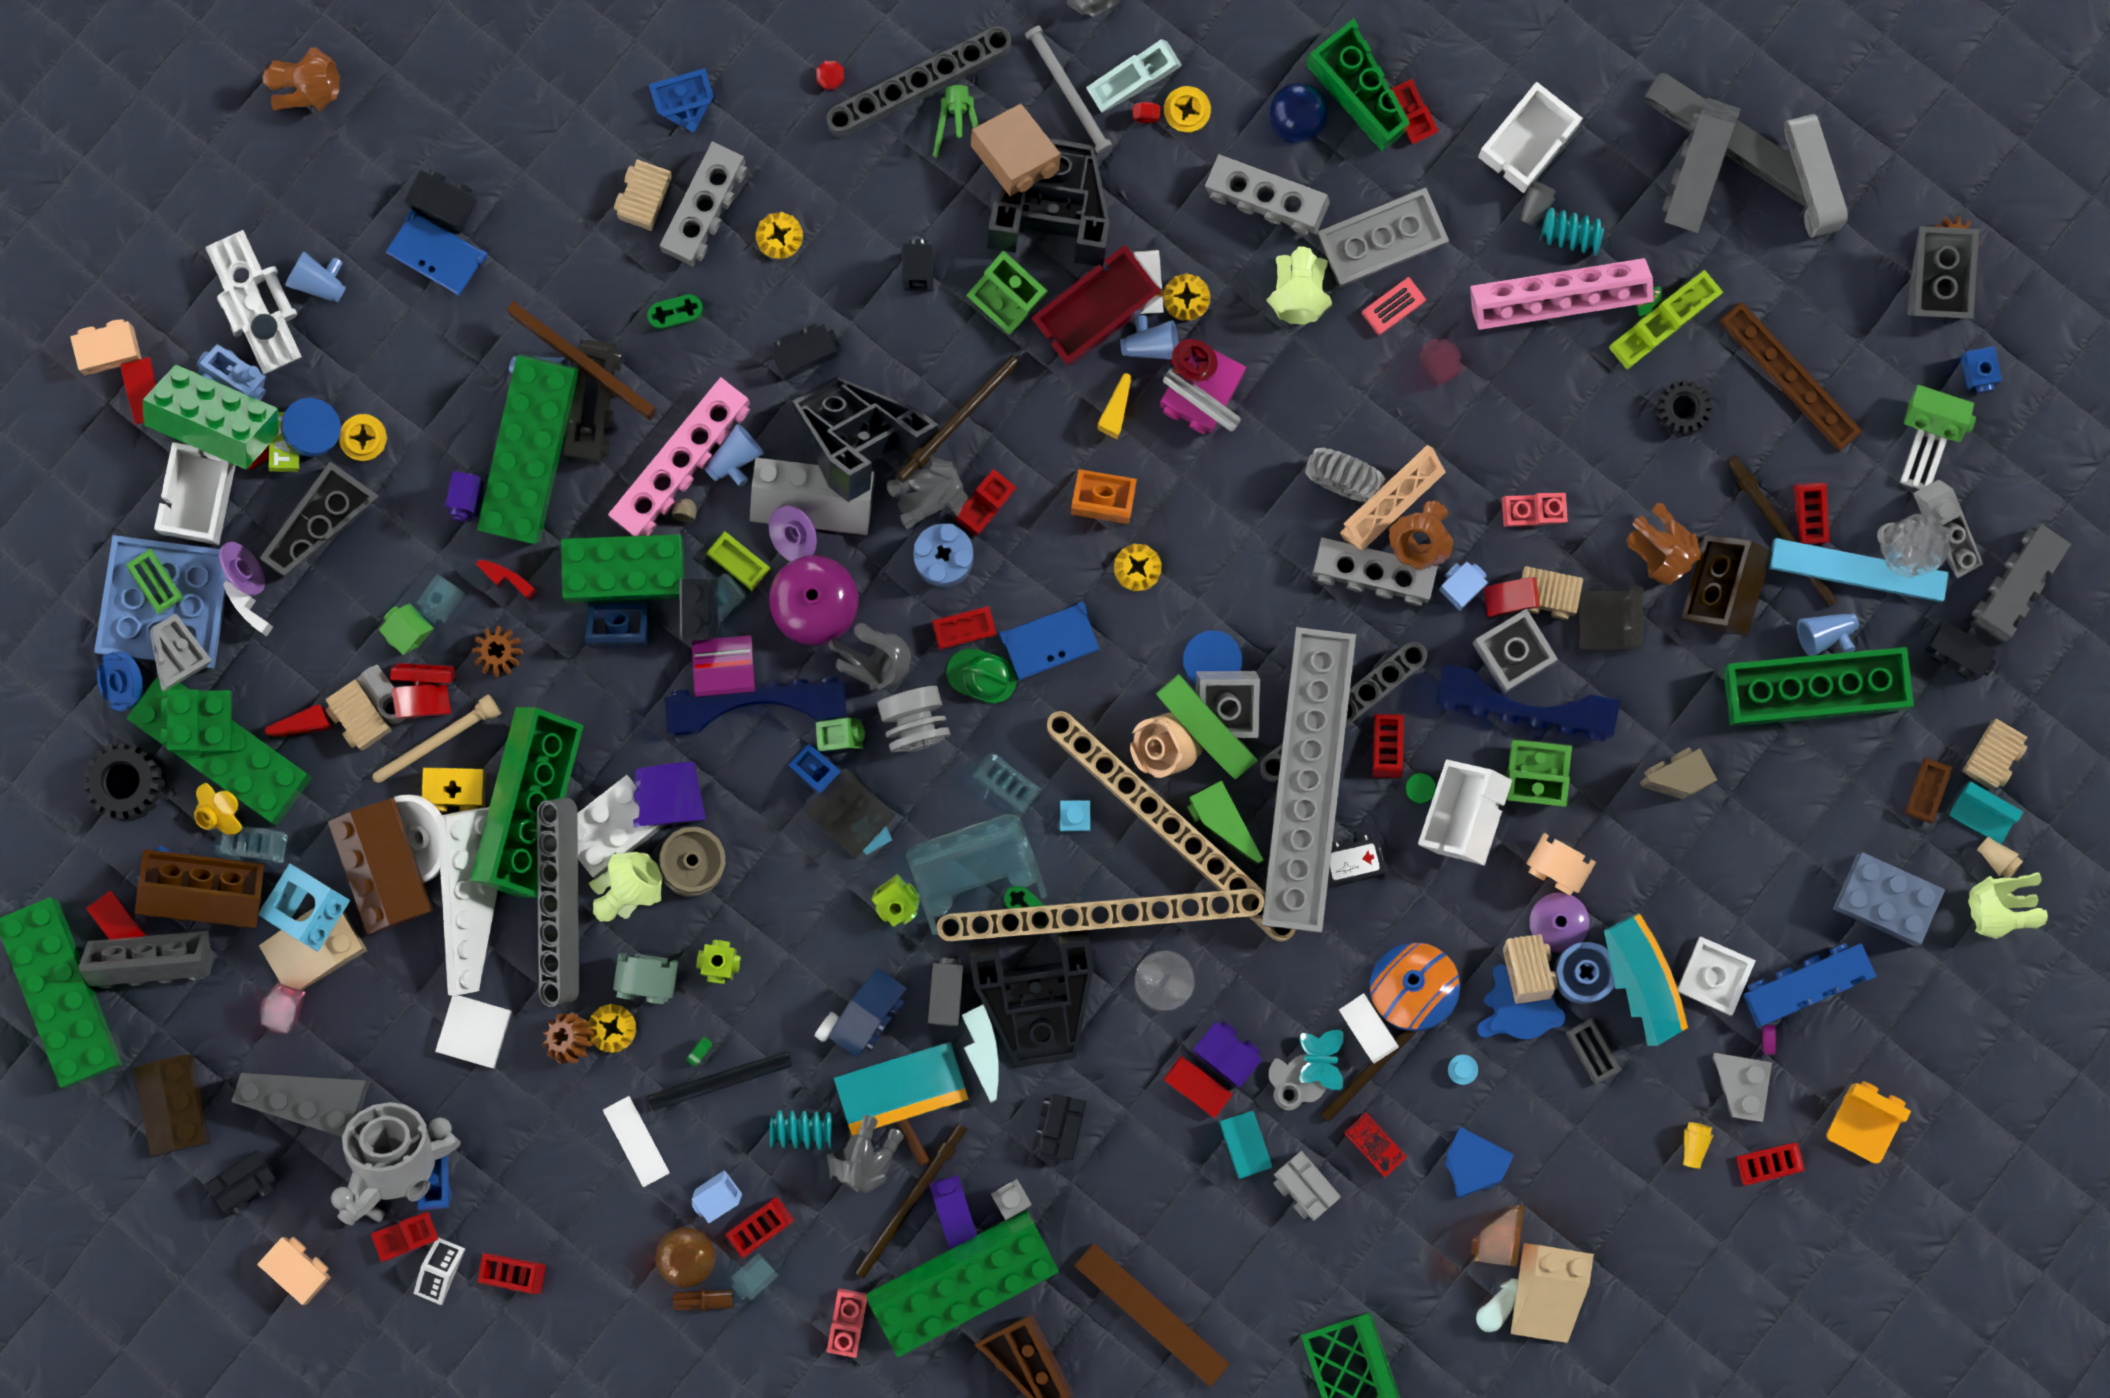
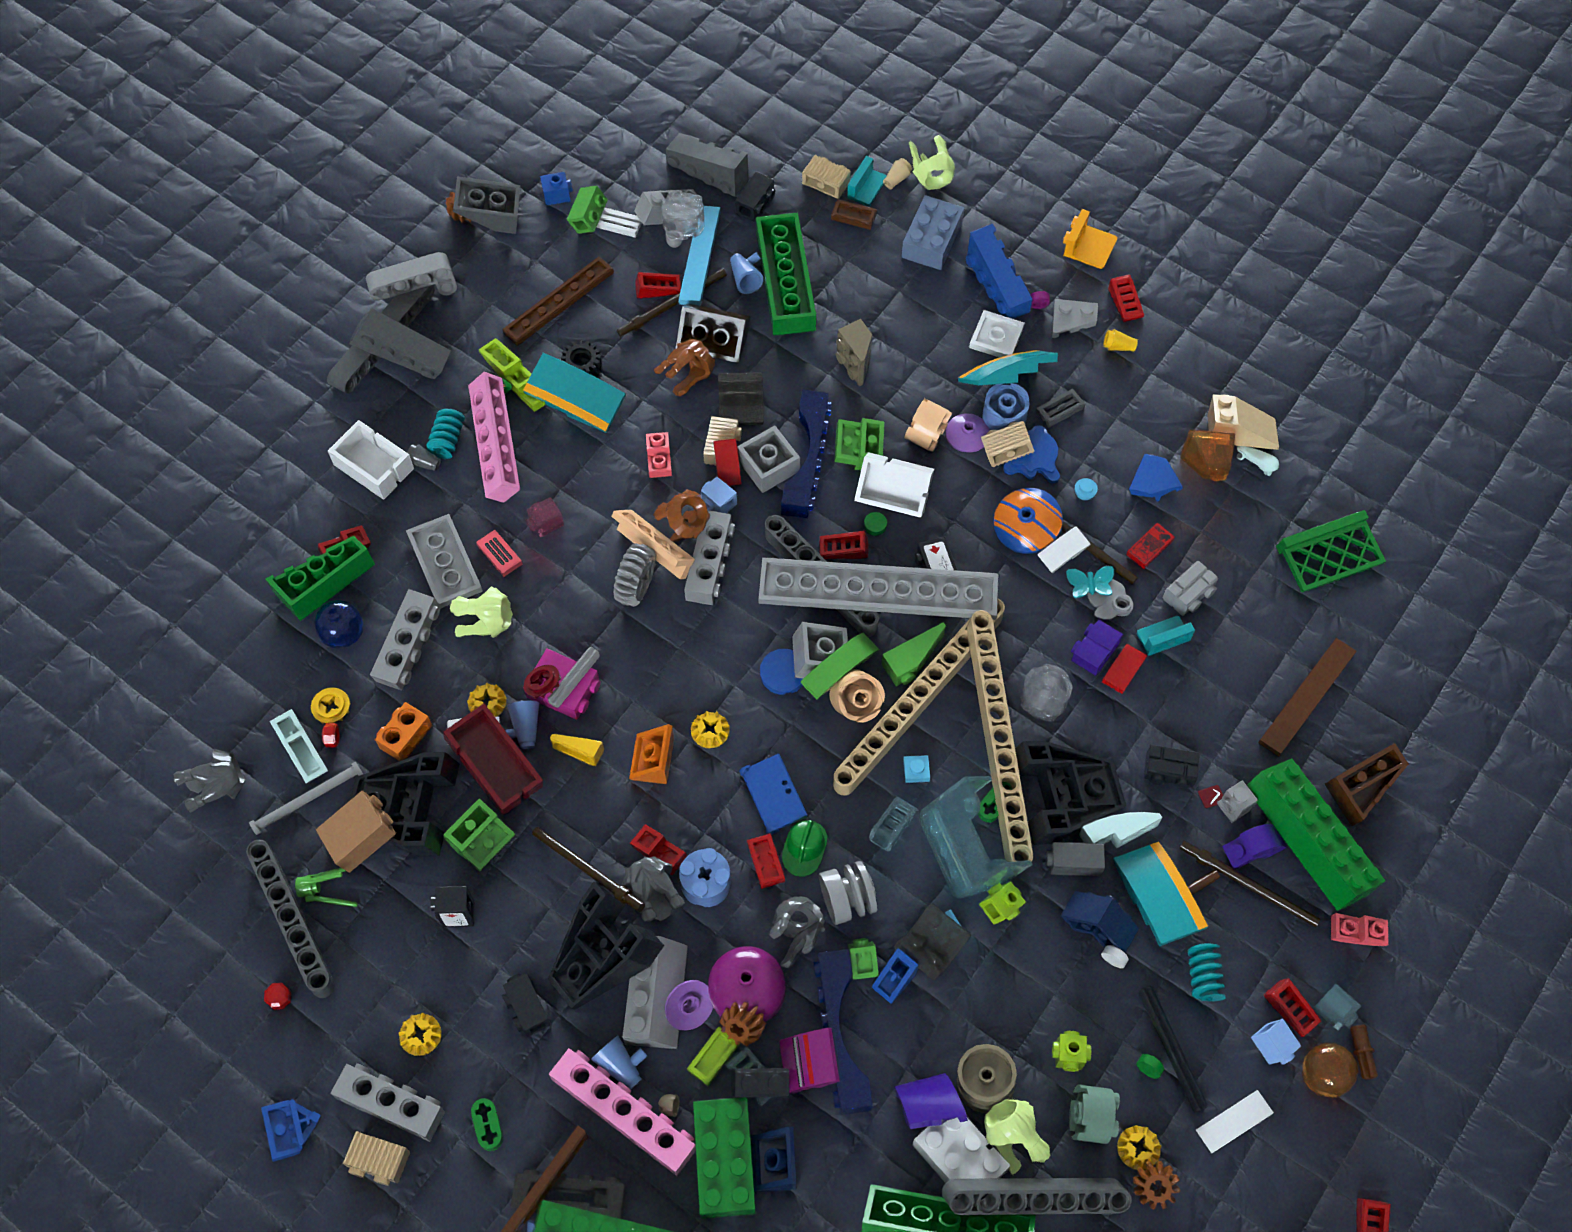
camera: 90 degrees left, 20 degrees down
(763, 592) = (741, 1024): none -> dark orange gear
(858, 1164) = (1236, 910): dark grey piece -> none
(1026, 1173) = (1210, 796): none -> dark red sticker
(1140, 204) = (409, 735): none -> orange brick
(1627, 398) = (574, 392): none -> teal slope

